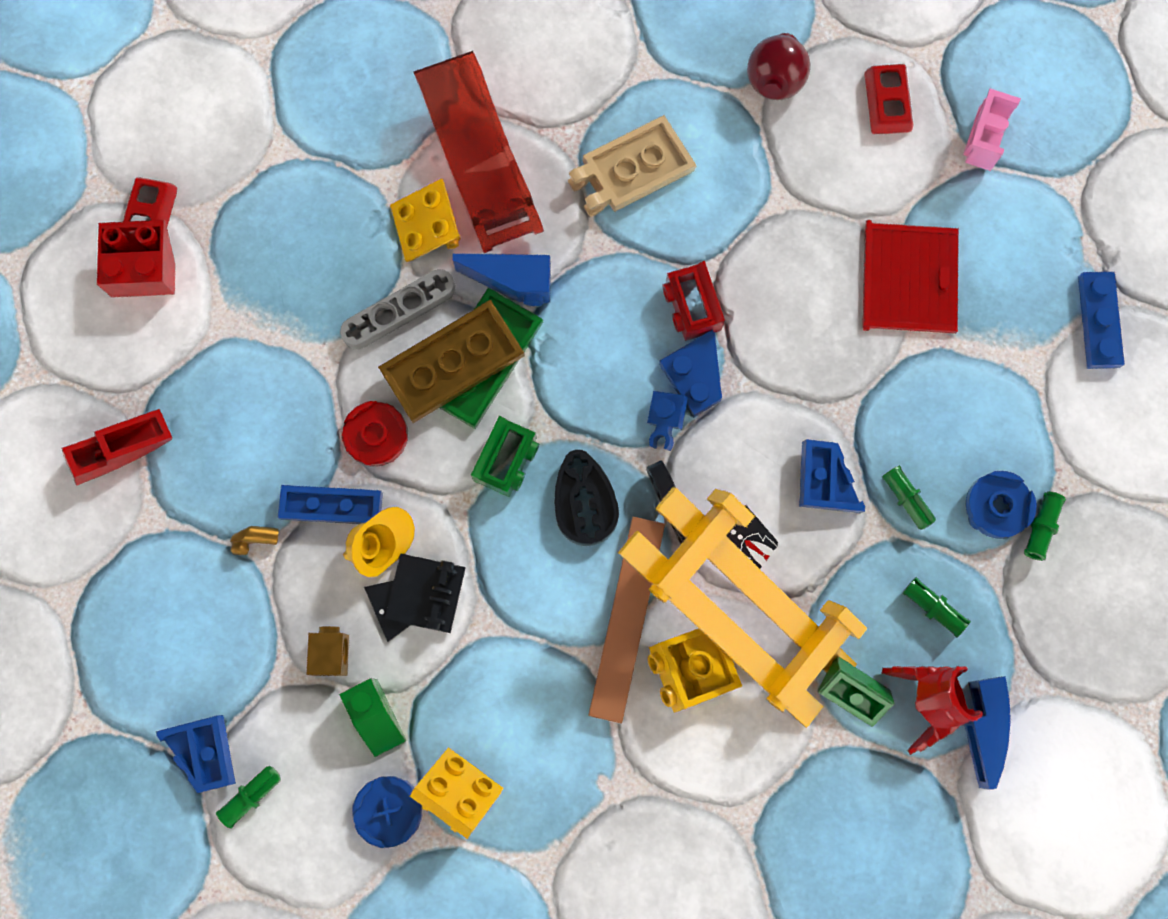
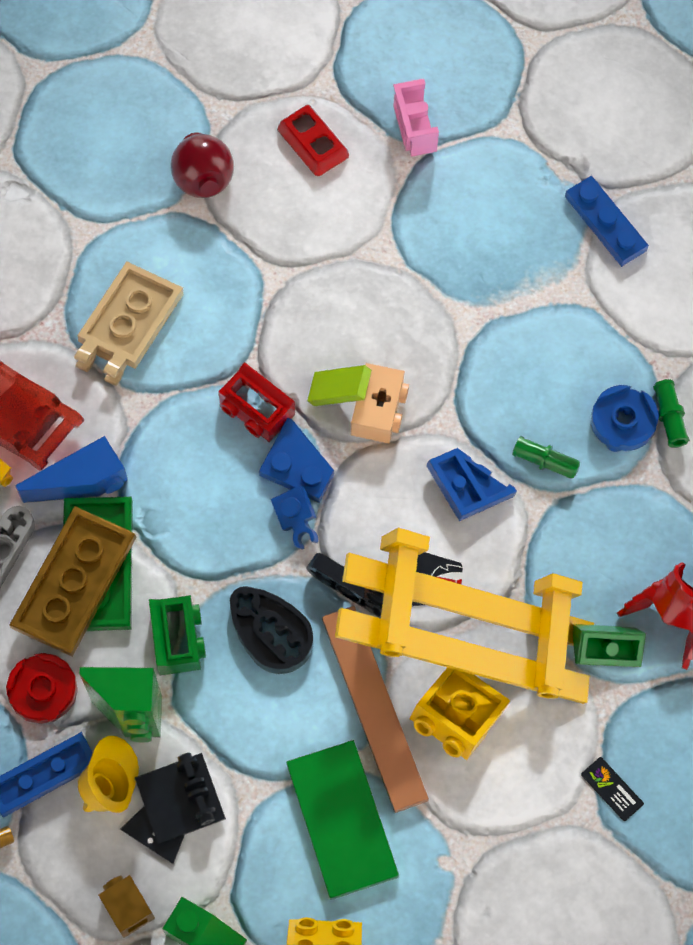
camera: 35 degrees left, 10 degrees down
(426, 491) = (127, 699): none -> green slope
(542, 694) = (342, 820): none -> green tile
(772, 329) = (339, 385): none -> lime tile
(780, 812) = (612, 789): none -> black sticker
(805, 347) = (379, 422): none -> light nougat brick
(910, 278) = (428, 277): red piece -> none
(936, 607) = (627, 533): green pin -> none

